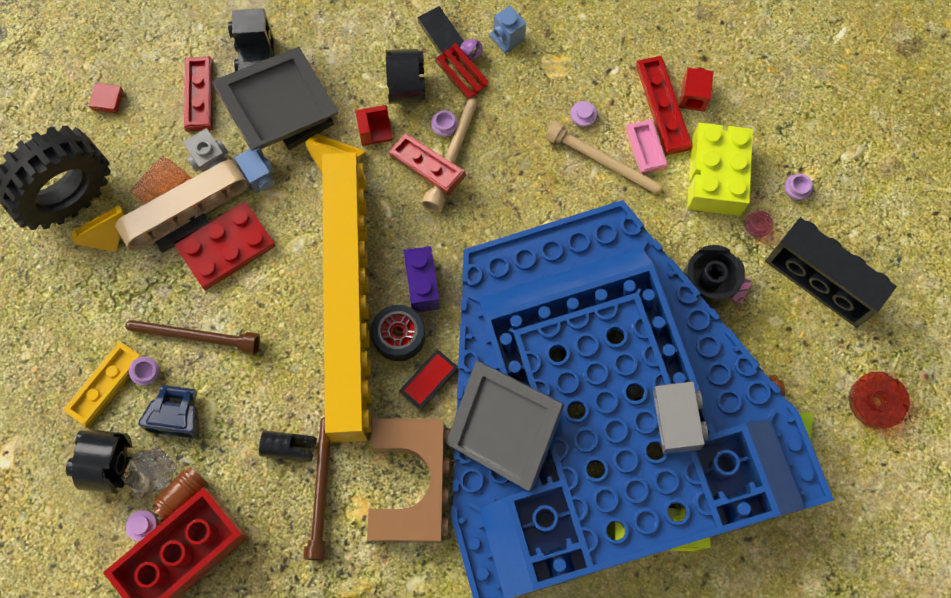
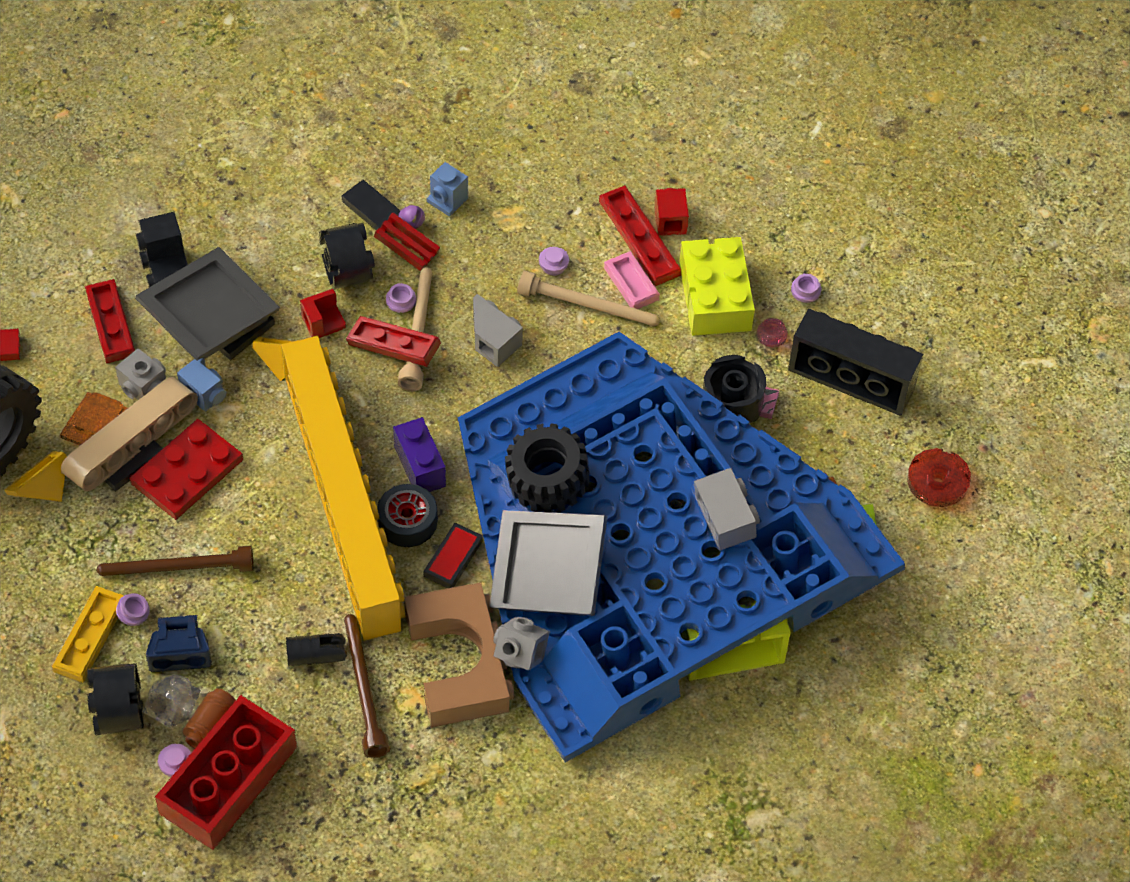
camera: 15 degrees left, 15 degrees down
(462, 493) = (520, 643): none -> light grey brick
(515, 174) = (494, 332): none -> light grey slope
(519, 311) = (542, 446): none -> black tyre

